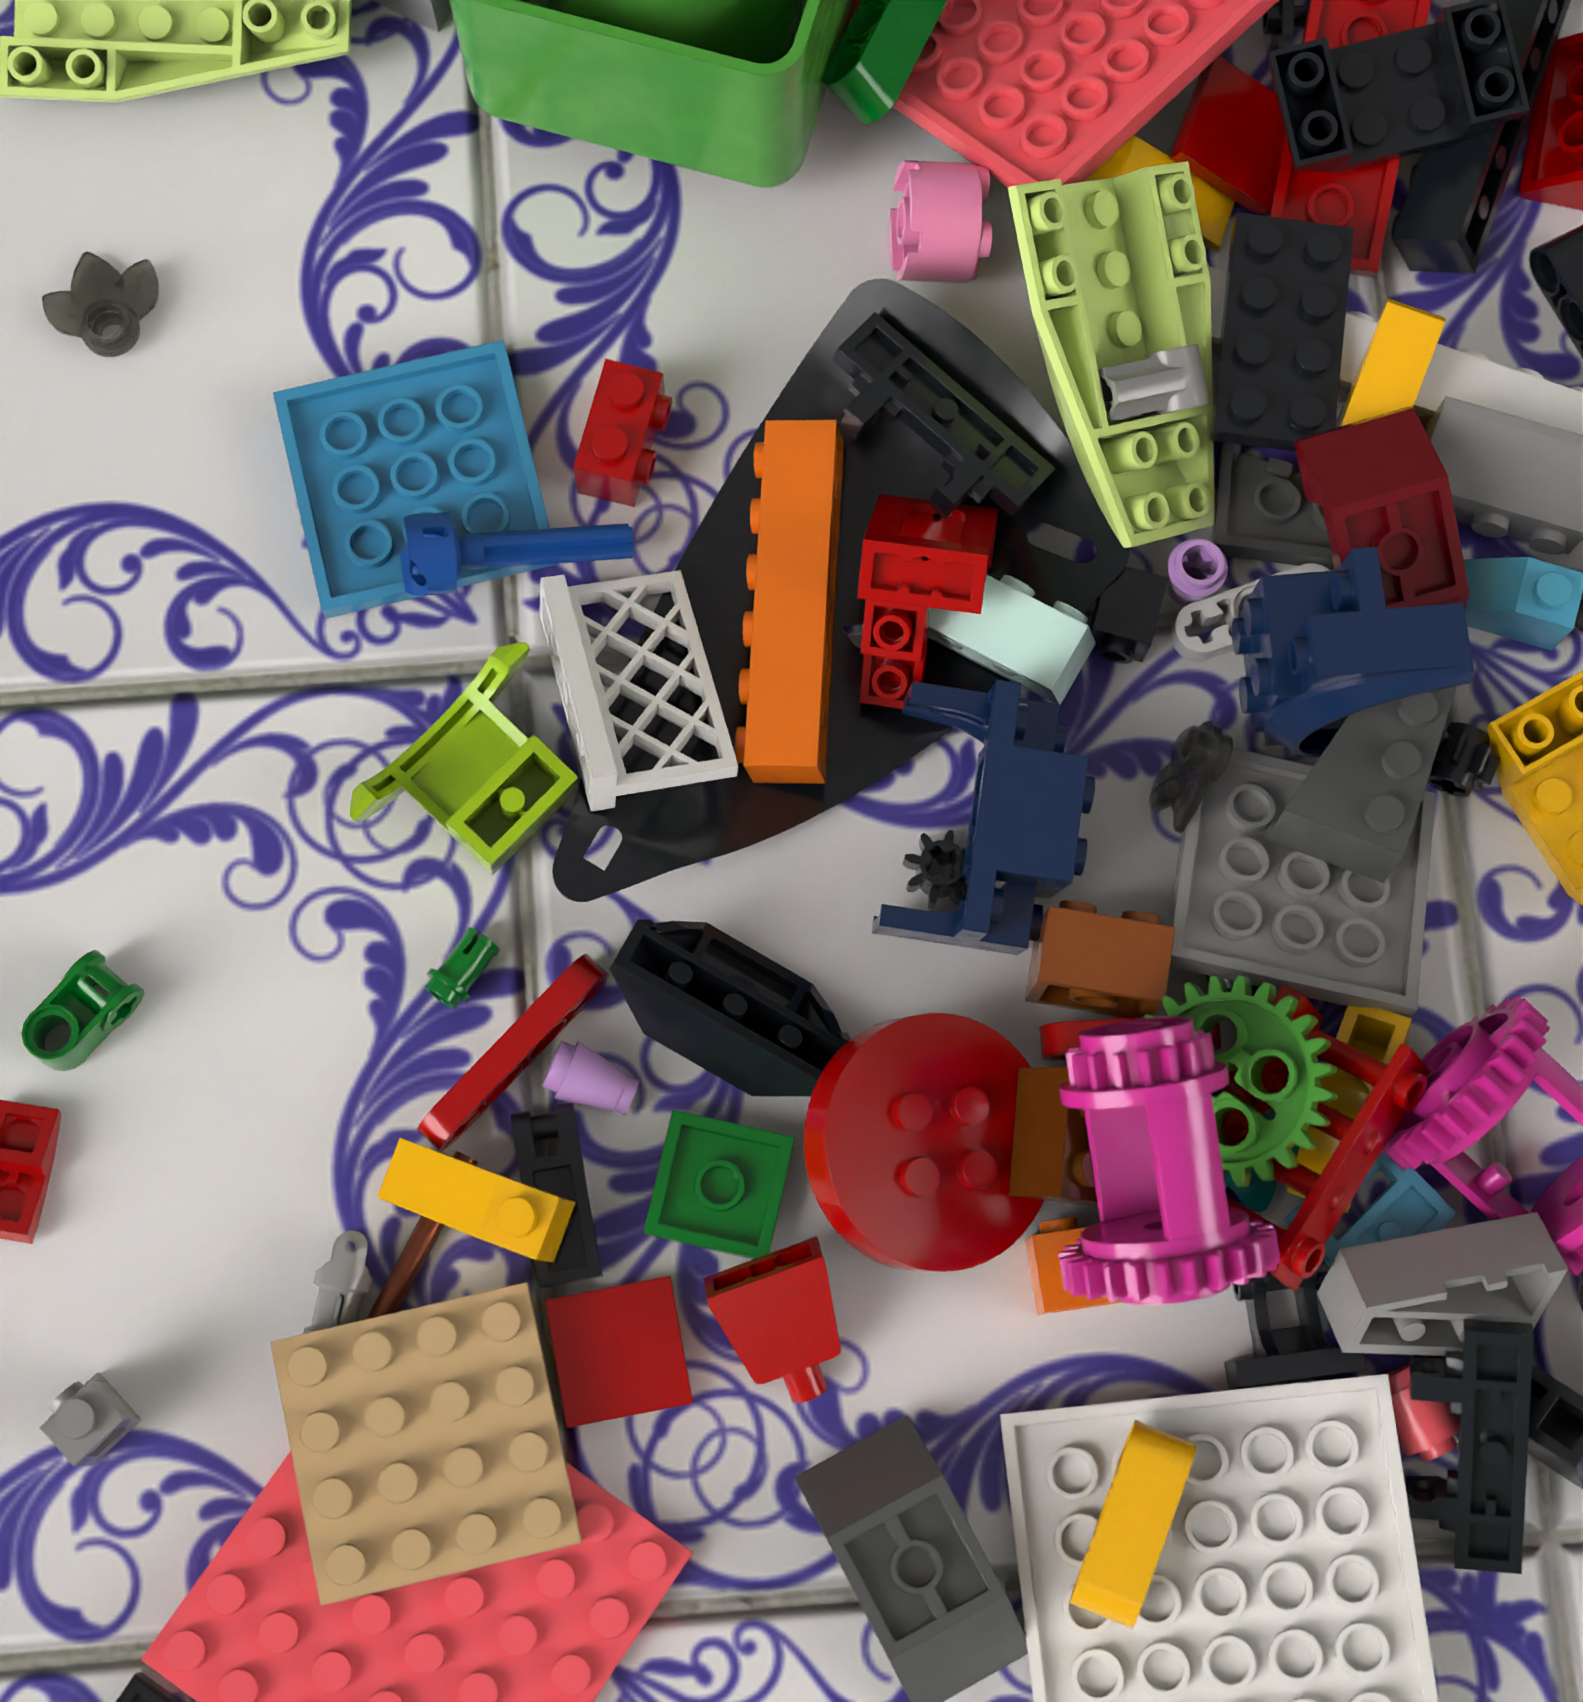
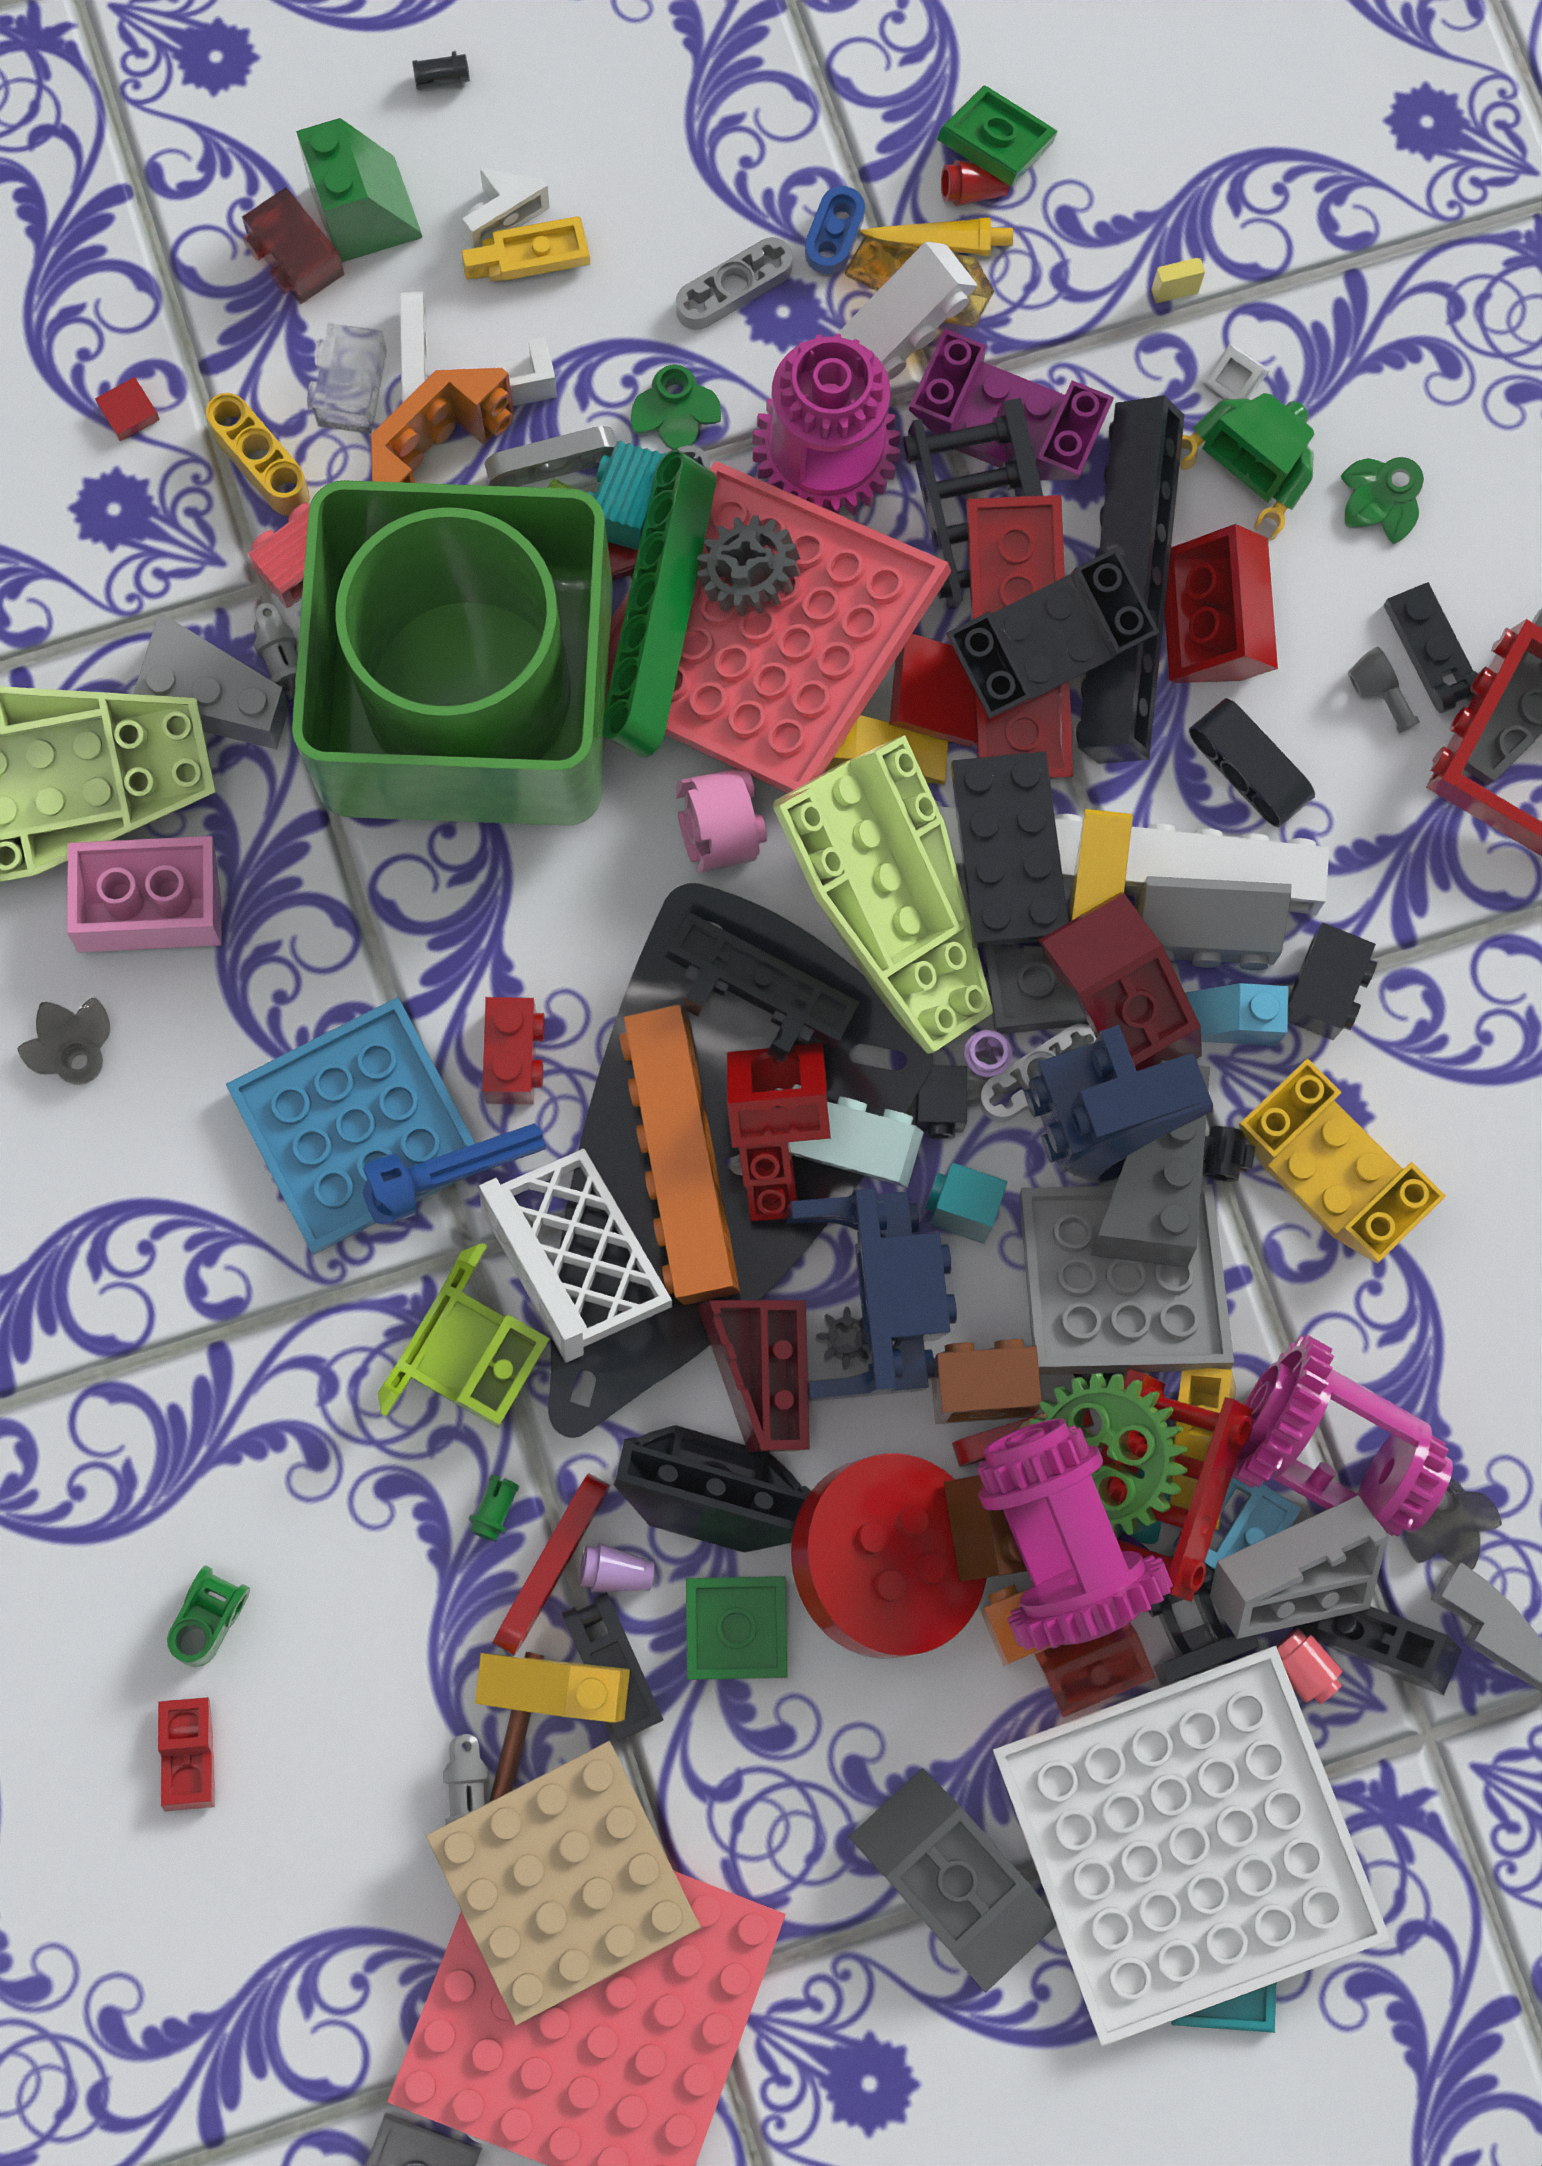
camera: 15 degrees left, 0 degrees up
(89, 1421) = (298, 1931): light grey brick -> none
(233, 151) = (143, 894): none -> bright pink slope
(618, 1352) = (690, 1775): red tile -> none
(779, 1316) = (807, 1717): red torso -> none
(830, 877) = (763, 1368): none -> dark red wedge
(1127, 737) = (965, 1202): none -> teal brick
(1133, 1524) = (1112, 1807): yellow beam -> none
(1152, 1345) = (1094, 1669): none -> clear red brick
(1160, 383) = (925, 918): light grey piece -> none
(1195, 758) = (1023, 1203): clear smoke plate -> none
(1487, 1492) = (1370, 1716): black hinge -> none

